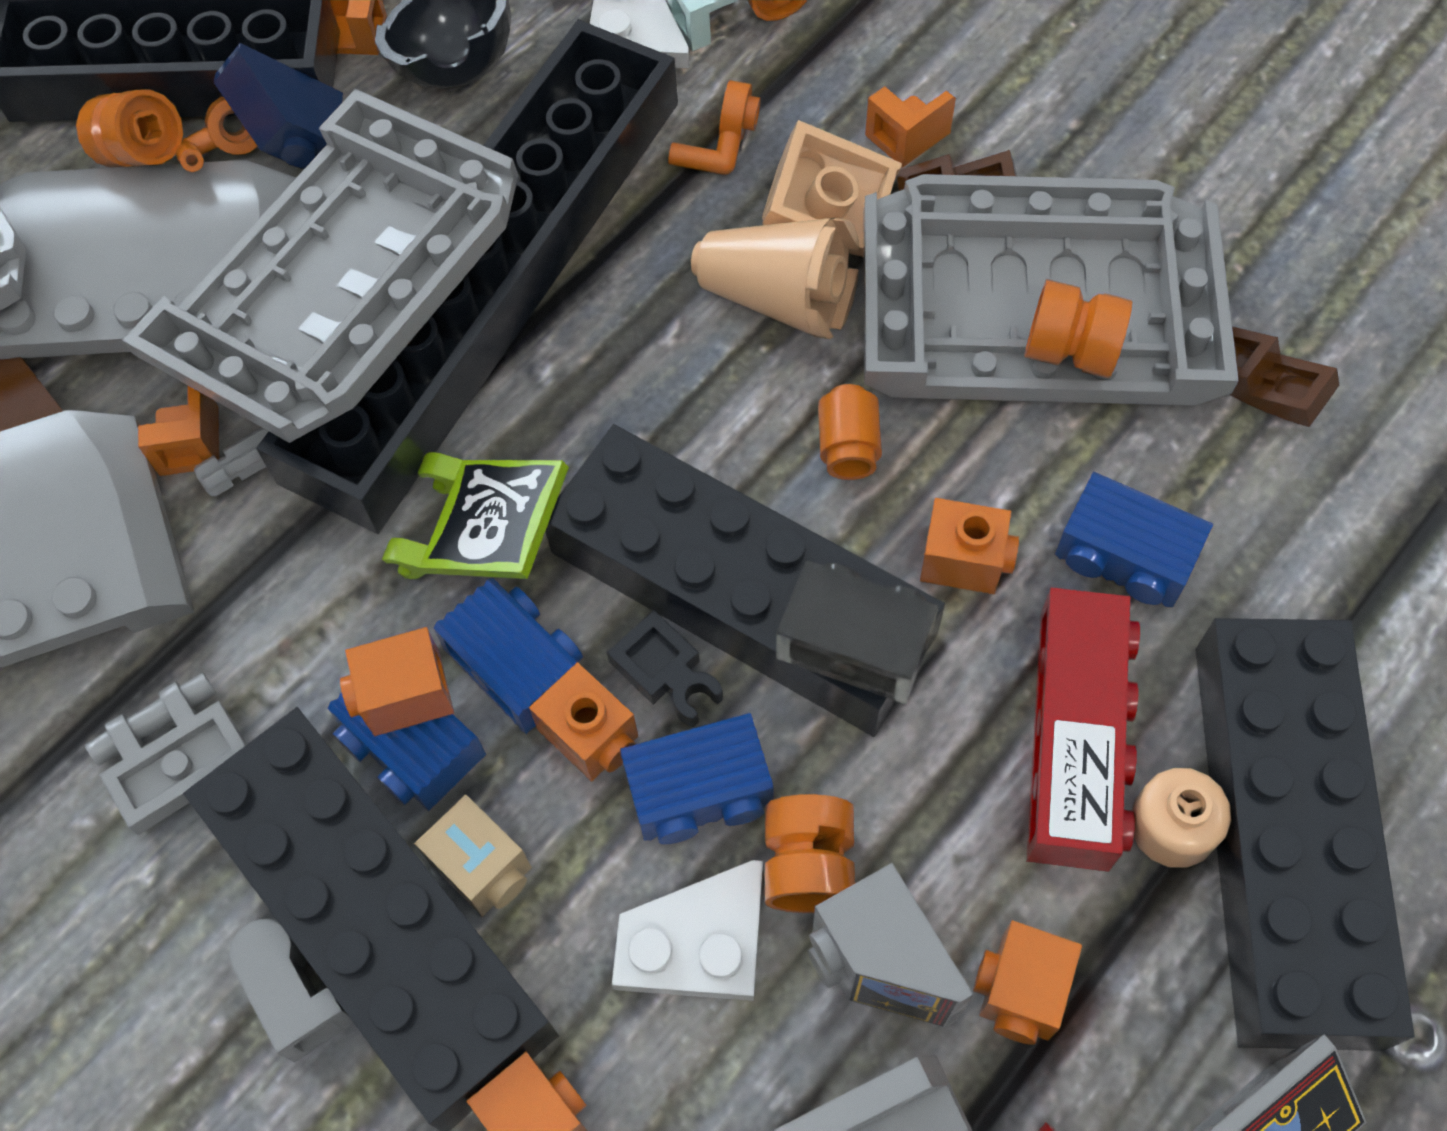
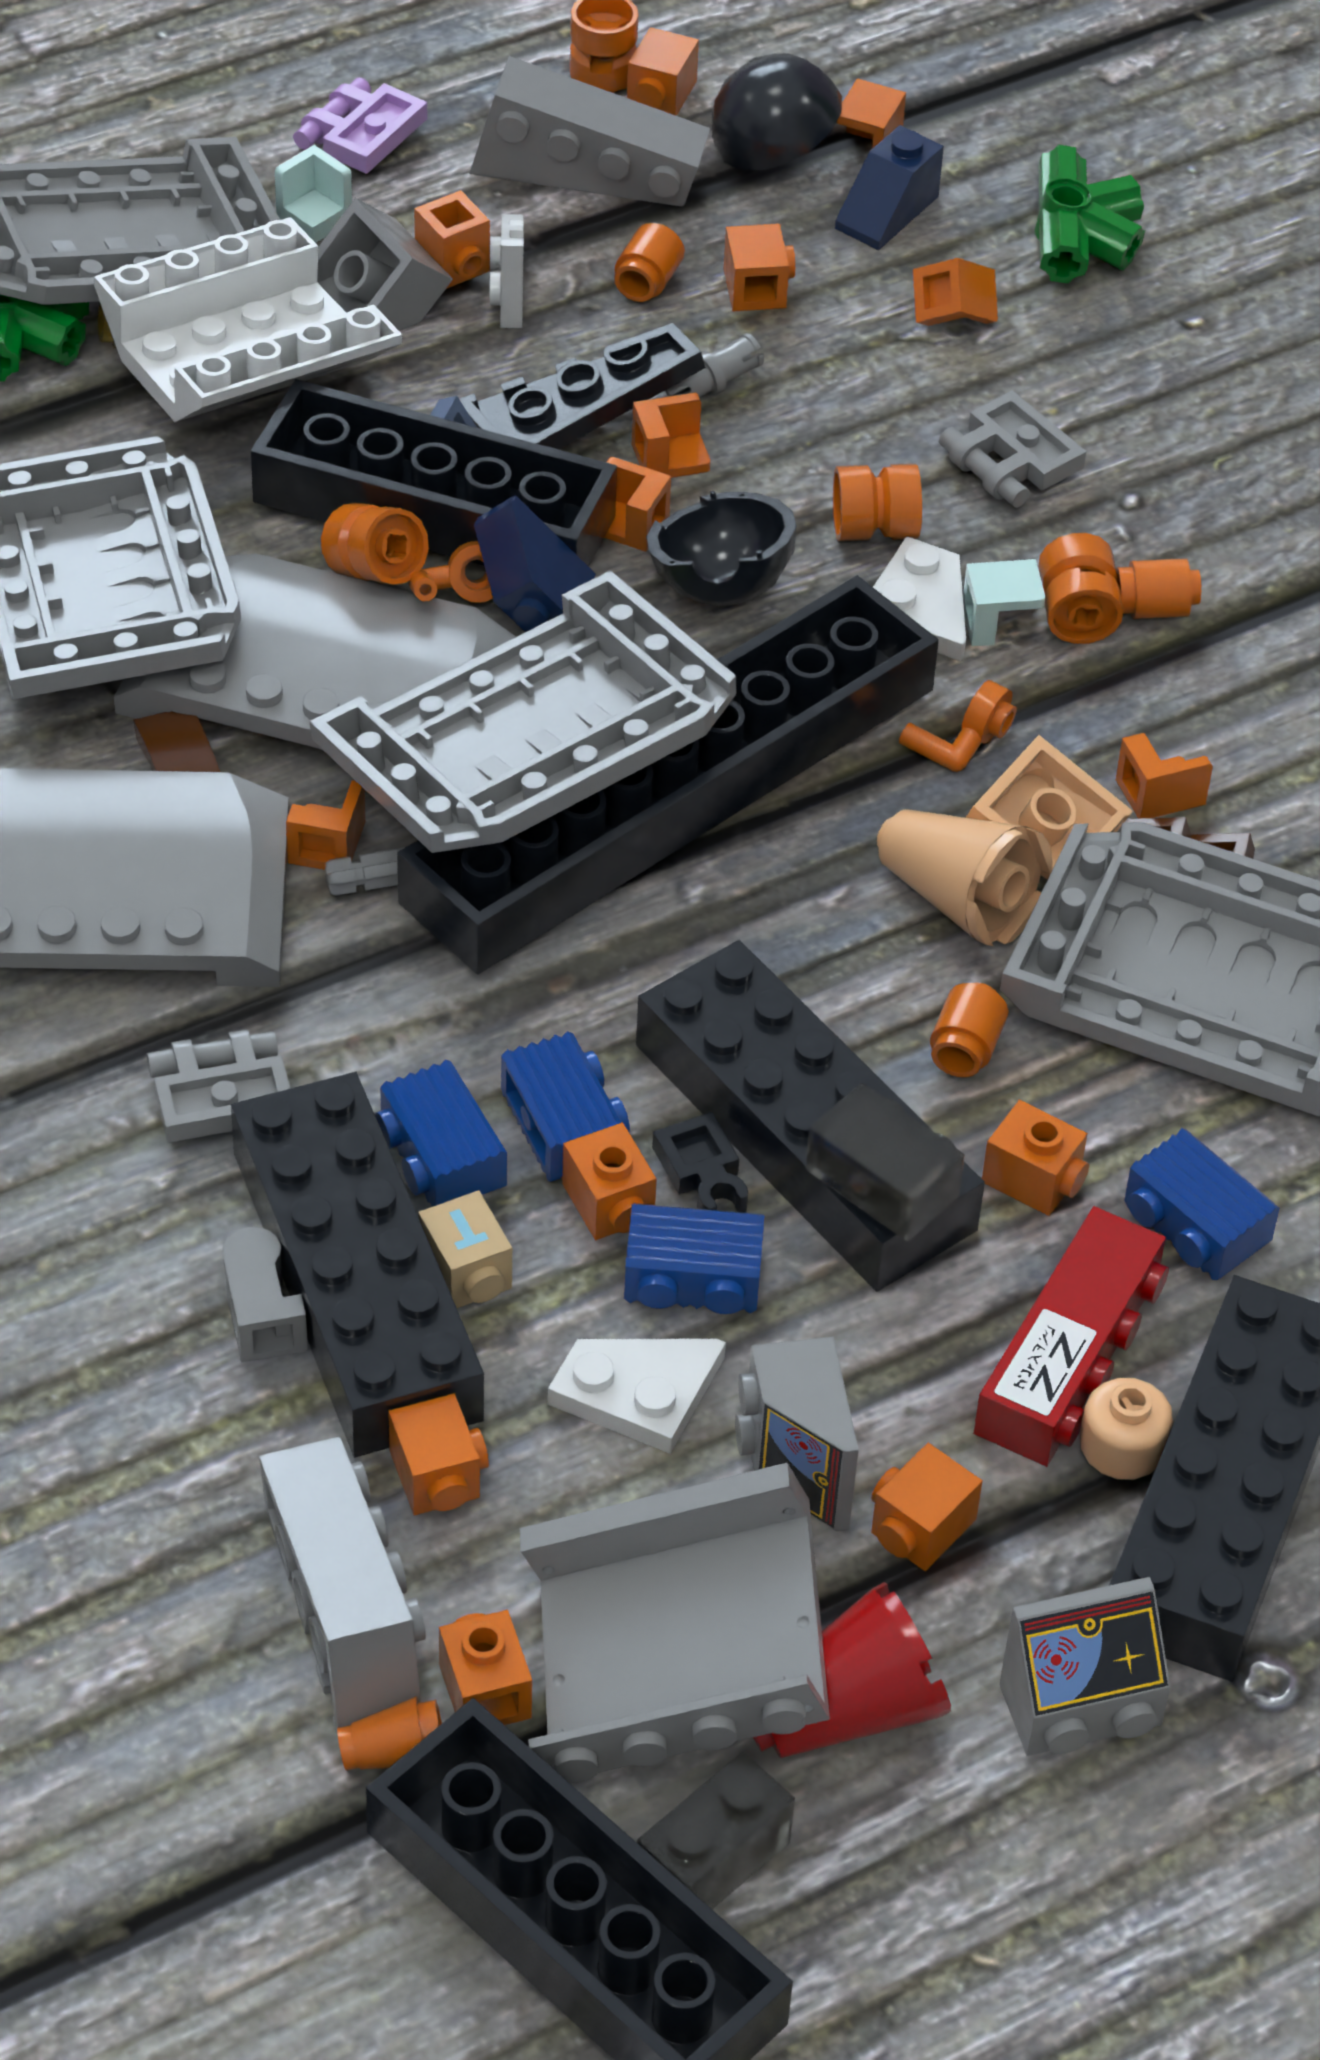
camera: 15 degrees right, 15 degrees down
(396, 682) = (455, 1072): orange brick -> none
(488, 521) = (587, 985): flag -> none
(809, 849) = (767, 1315): orange wheel -> none
(1078, 328) = (1216, 994): orange wheel -> none

